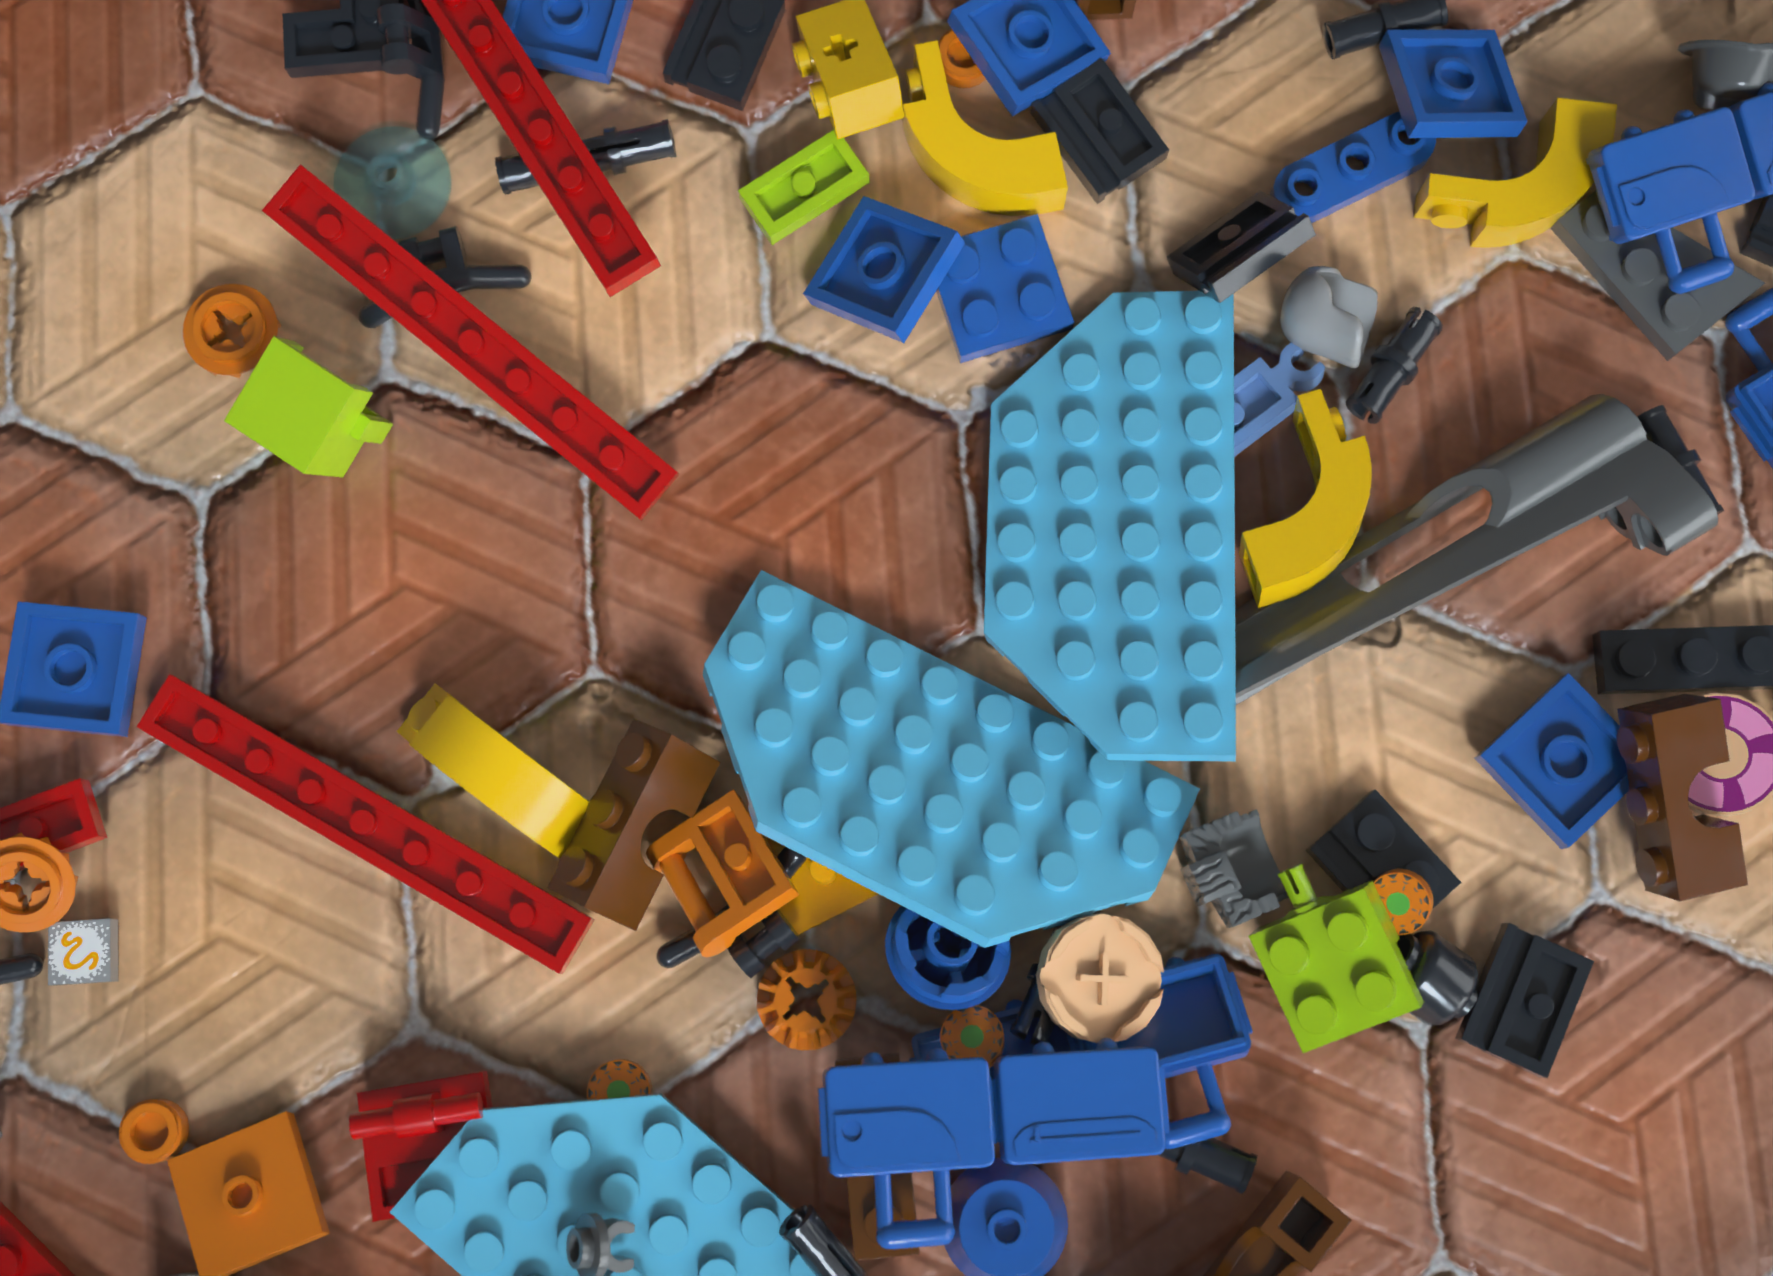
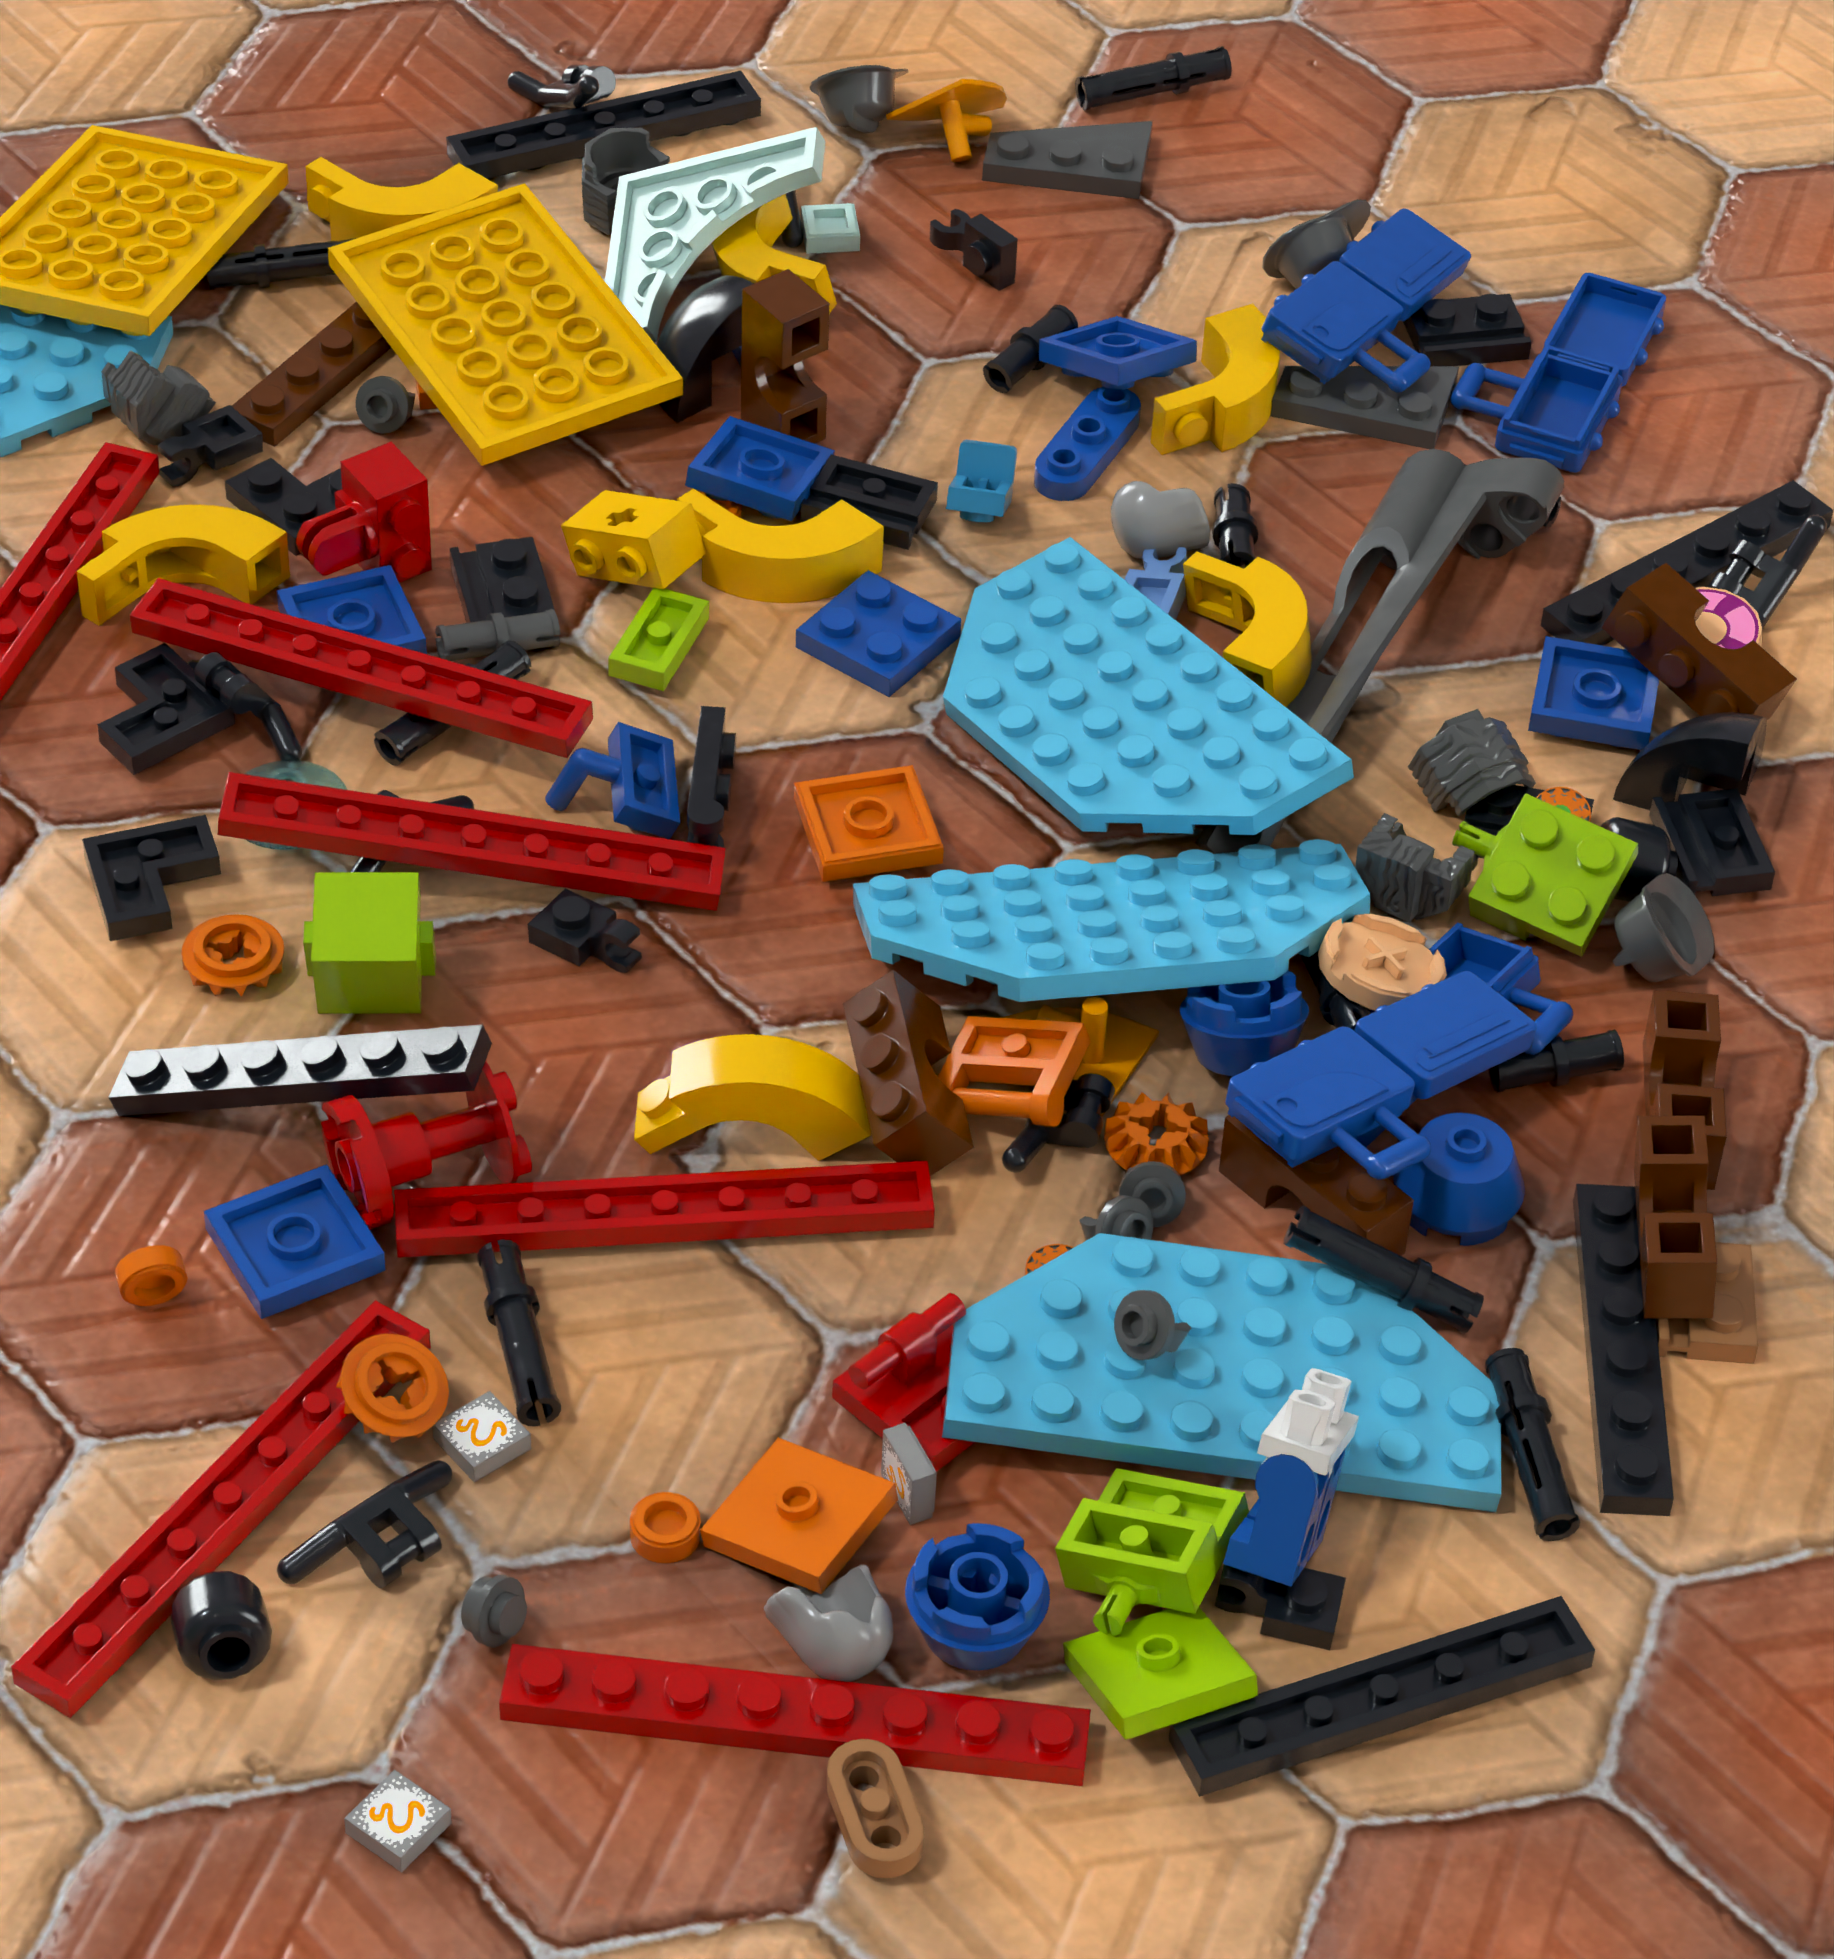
camera: 40 degrees left, 35 degrees down
(158, 527) = (301, 1070): none -> black plate
(162, 645) = (401, 1149): none -> red piece
(172, 873) = (513, 1309): none -> black pin
(204, 194) = (135, 865): none -> black plate
(348, 1221) = (911, 1471): none -> light grey tile
(514, 475) = (582, 928): none -> black plate
(668, 344) = (640, 778): none -> blue plate
(674, 101) = (486, 636): none -> dark grey pin
(697, 1089) = (1121, 1217): none -> dark grey plate
(717, 388) = (709, 787): none -> black plate
(747, 1070) = (1158, 1187): none -> dark grey plate
(823, 509) = (868, 823): none -> orange plate
(884, 268) = (778, 647): blue plate -> none
(1209, 172) = (982, 480): none -> dark azure bracket
(1240, 246) = (1049, 510): black plate -> none
(1377, 785) = (1469, 762): none -> dark grey hair
(1393, 1083) = (1664, 931): none -> dark grey piece
(1590, 909) = (1706, 749): none -> black brick

